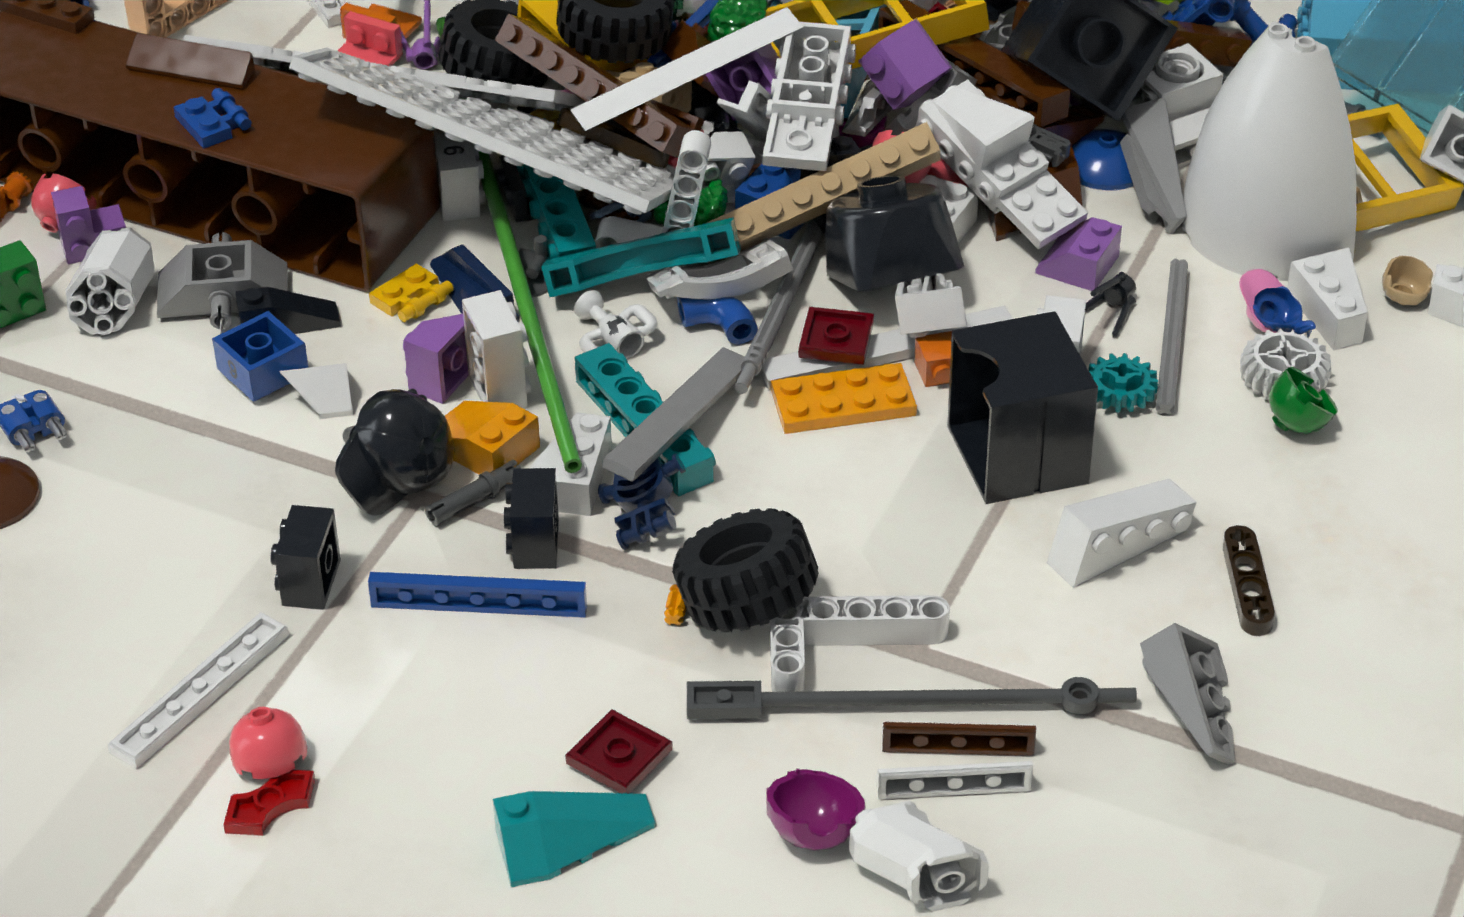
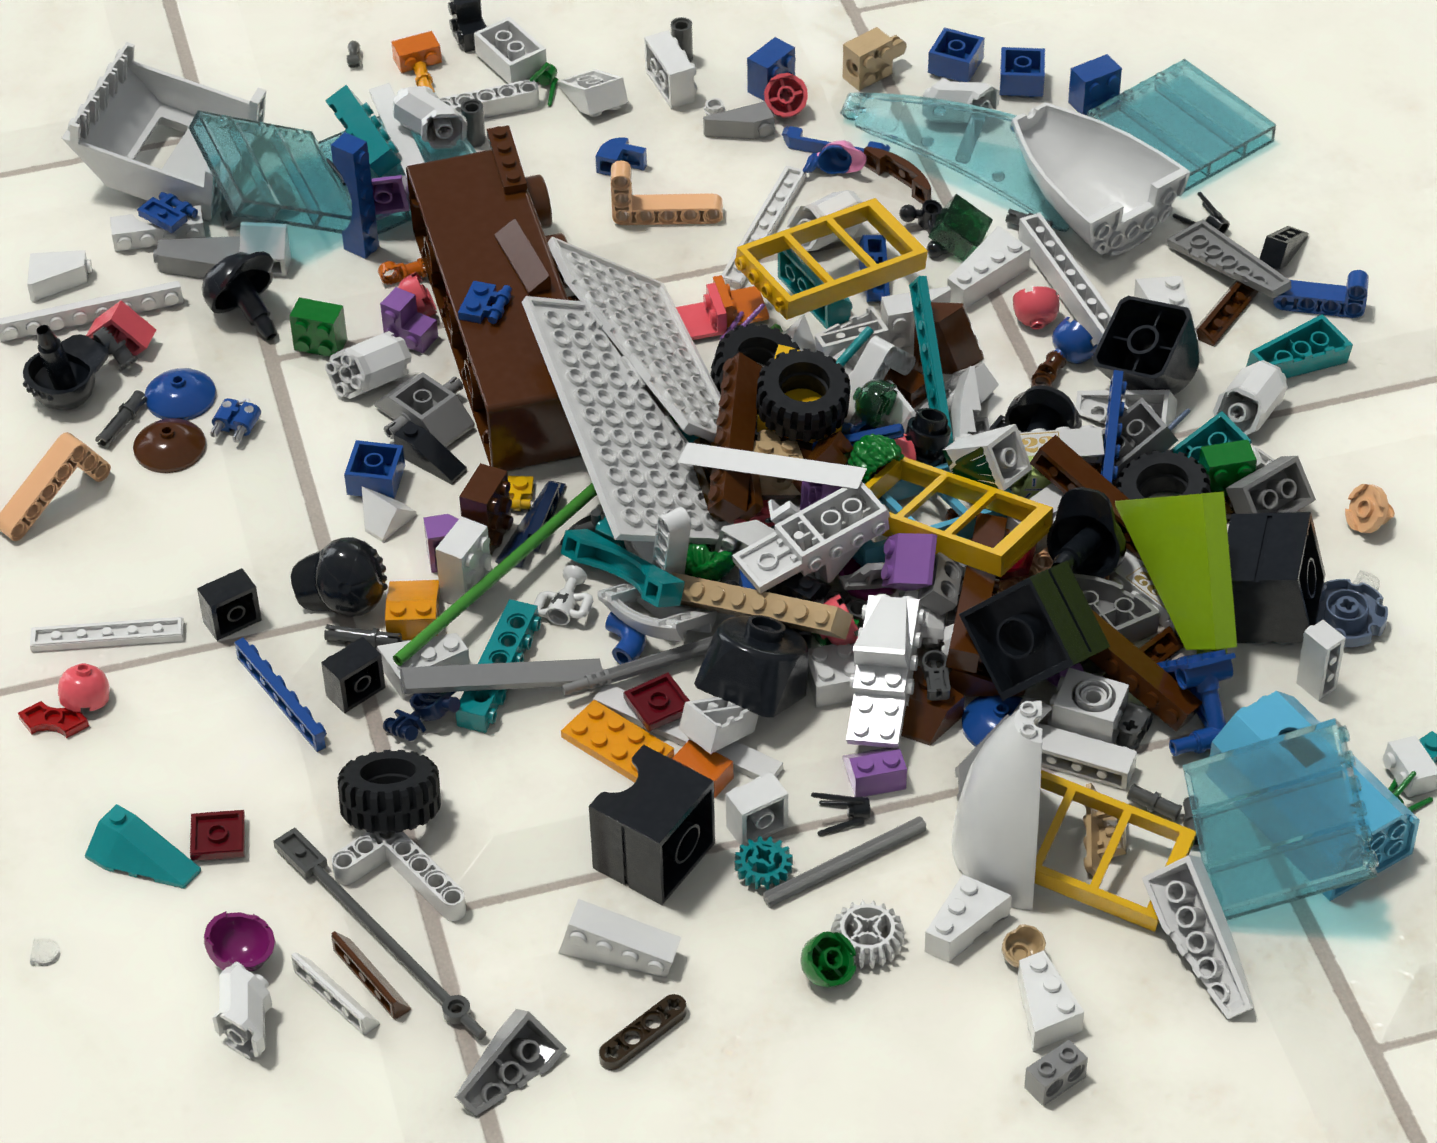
camera: 50 degrees right, 5 degrees up
(436, 281) = (488, 502): none -> reddish brown brick
(1272, 304) = (912, 891): blue hair -> none

